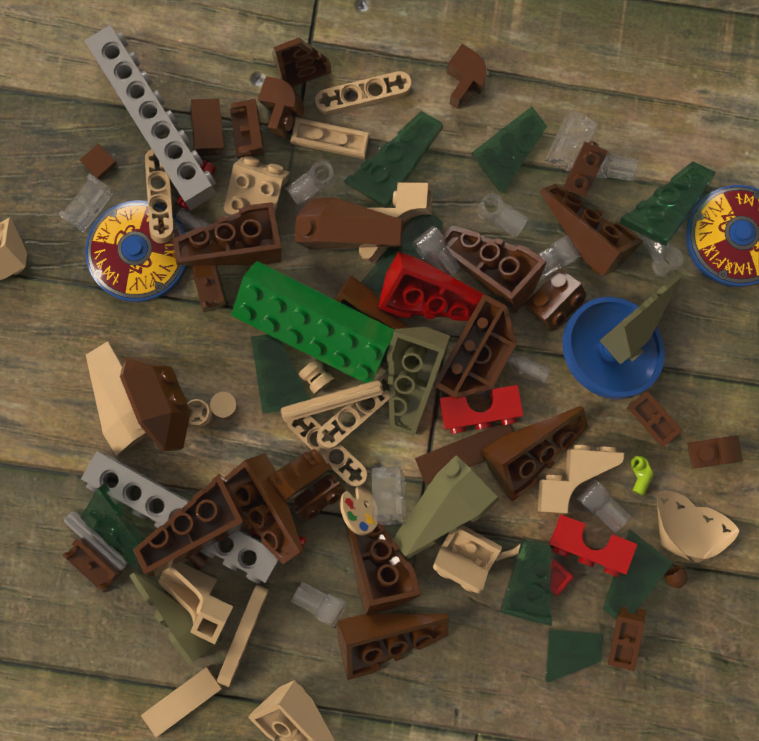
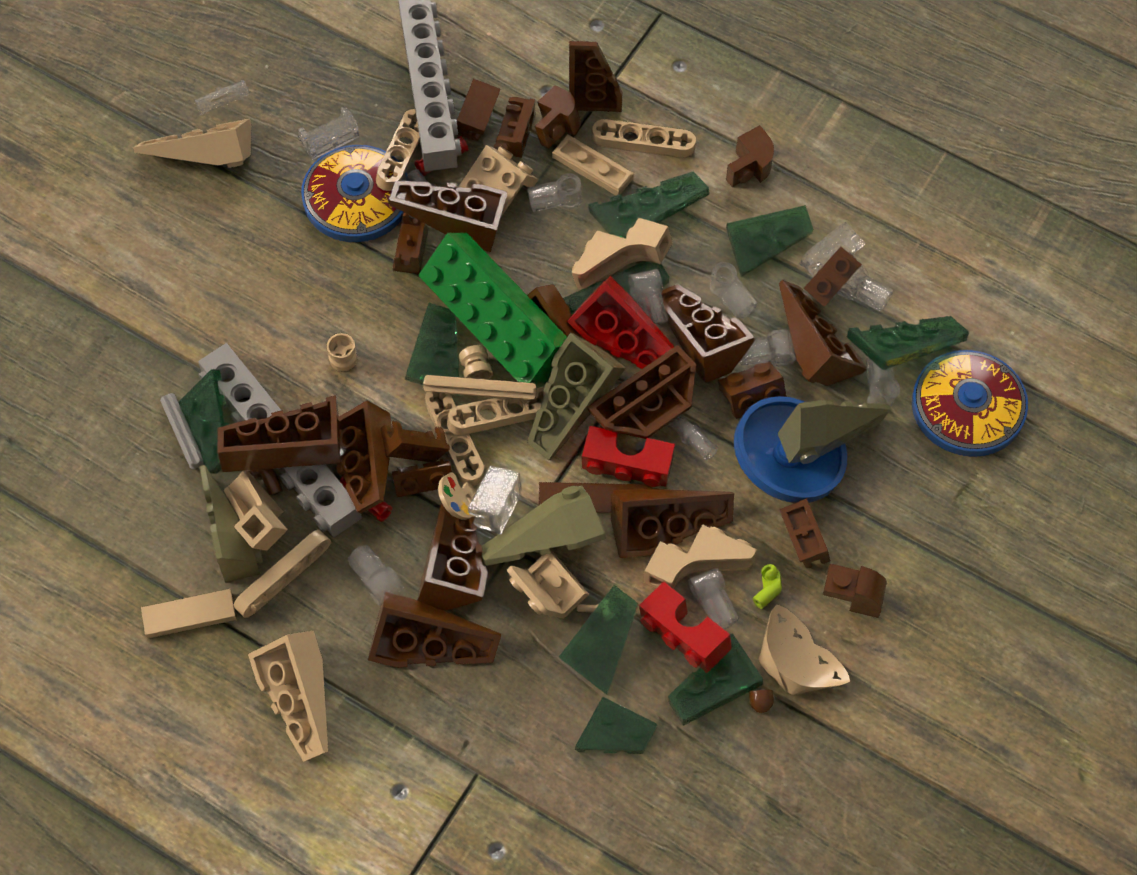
camera: 20 degrees right, 20 degrees down
(92, 565) = (166, 449): reddish brown hinge -> none
(98, 161) = (359, 103): reddish brown tile -> none
(113, 406) = (269, 319): tan wedge -> none
(156, 401) = (308, 320): reddish brown wedge -> none
(223, 404) = (370, 357): tan tile -> none
(341, 224) = (567, 239): reddish brown wedge -> none
(559, 577) = (635, 652): red tile -> none
(627, 639) = (679, 730): reddish brown hinge -> none

